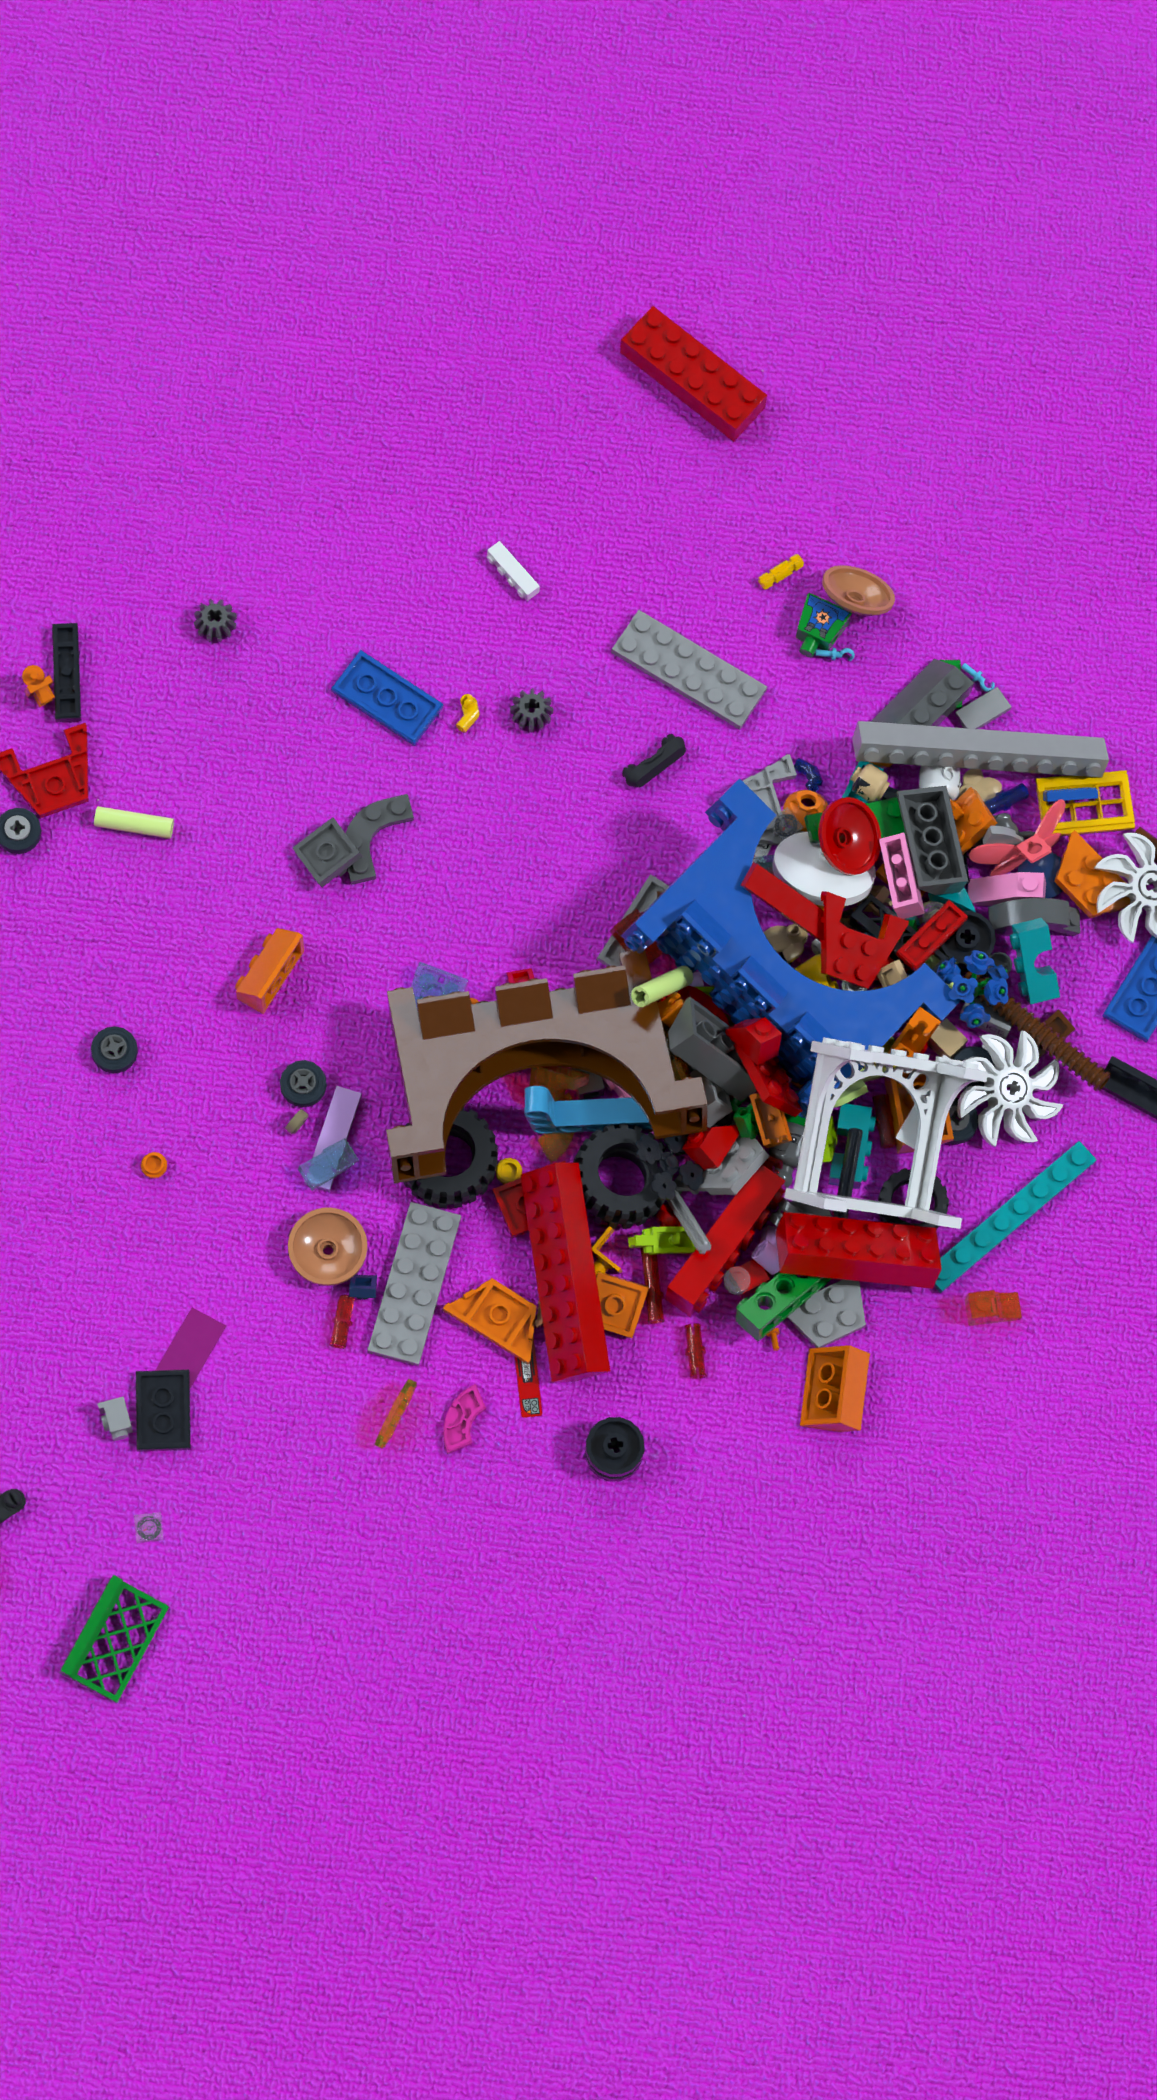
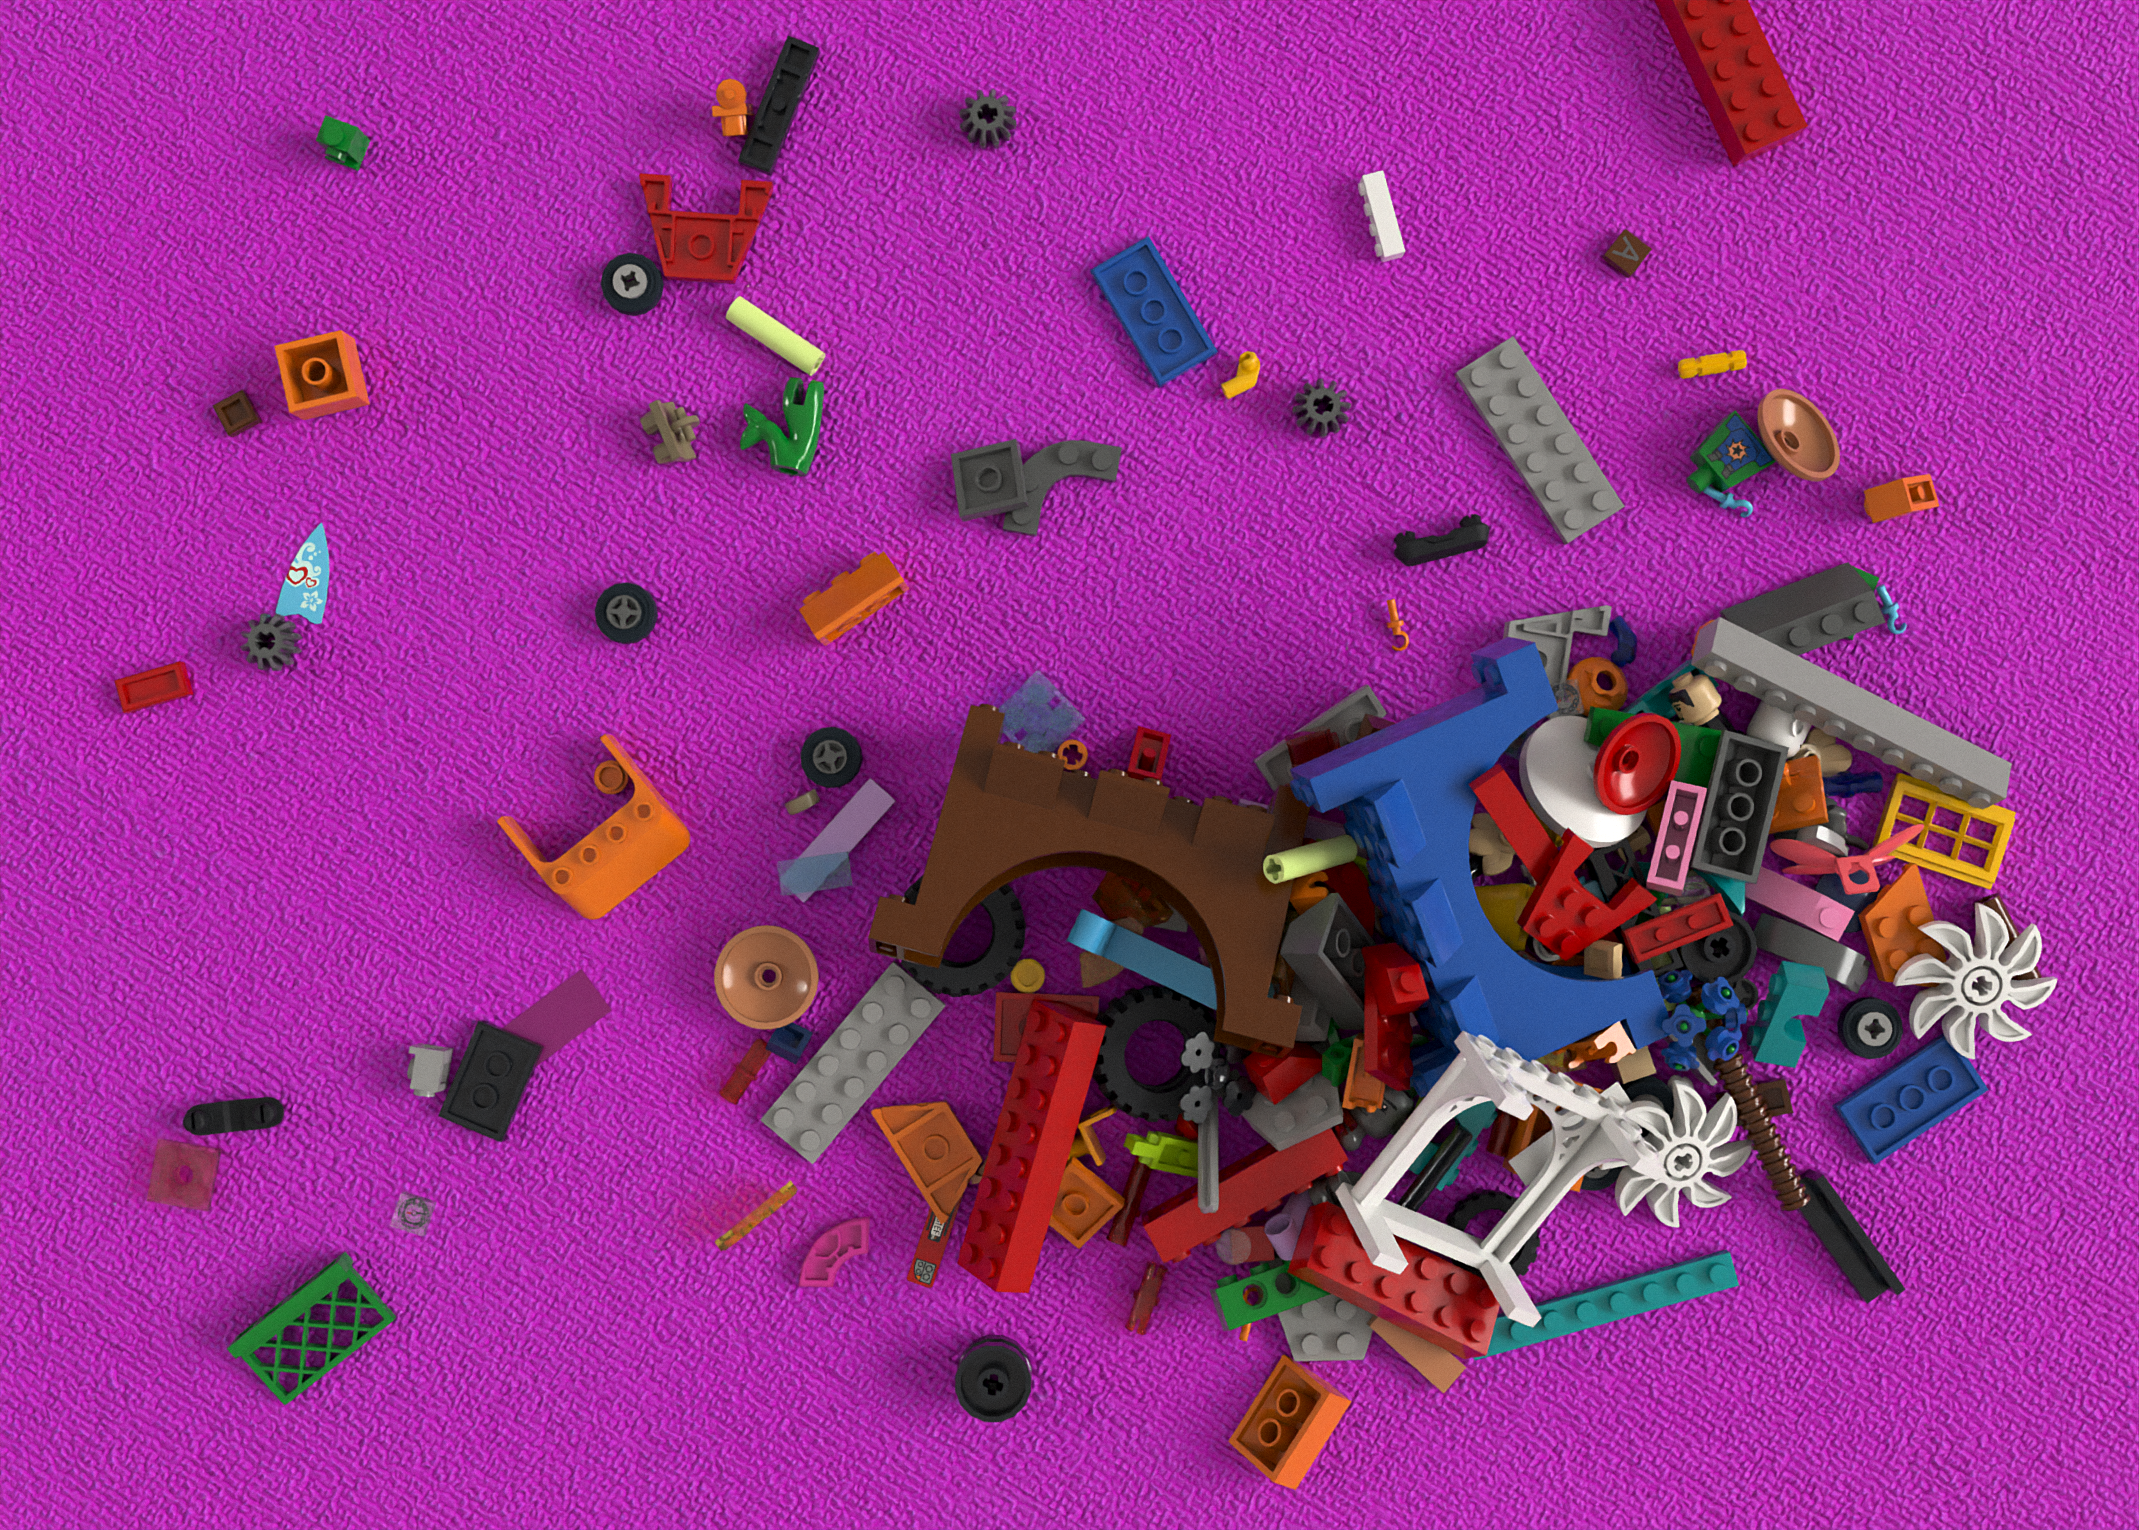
camera: 30 degrees right, 15 degrees up
(82, 909) = (675, 430): none -> dark tan hips
(182, 895) = (796, 453): none -> green piece
(182, 1214) = (617, 853): none -> orange windscreen
(650, 829) = (1395, 624): none -> orange hand
(689, 525) = (1626, 253): none -> reddish brown tile
(899, 1300) = (1429, 1359): none -> nougat tile
(947, 602) = (1900, 498): none -> orange slope
(983, 710) = (1875, 655): light grey tile -> none
(992, 1307) = (1524, 1409): clear orange arch -> none
(1070, 794) = (1934, 817): blue tile -> none
(1097, 960) = (1856, 1025): none -> black wheel

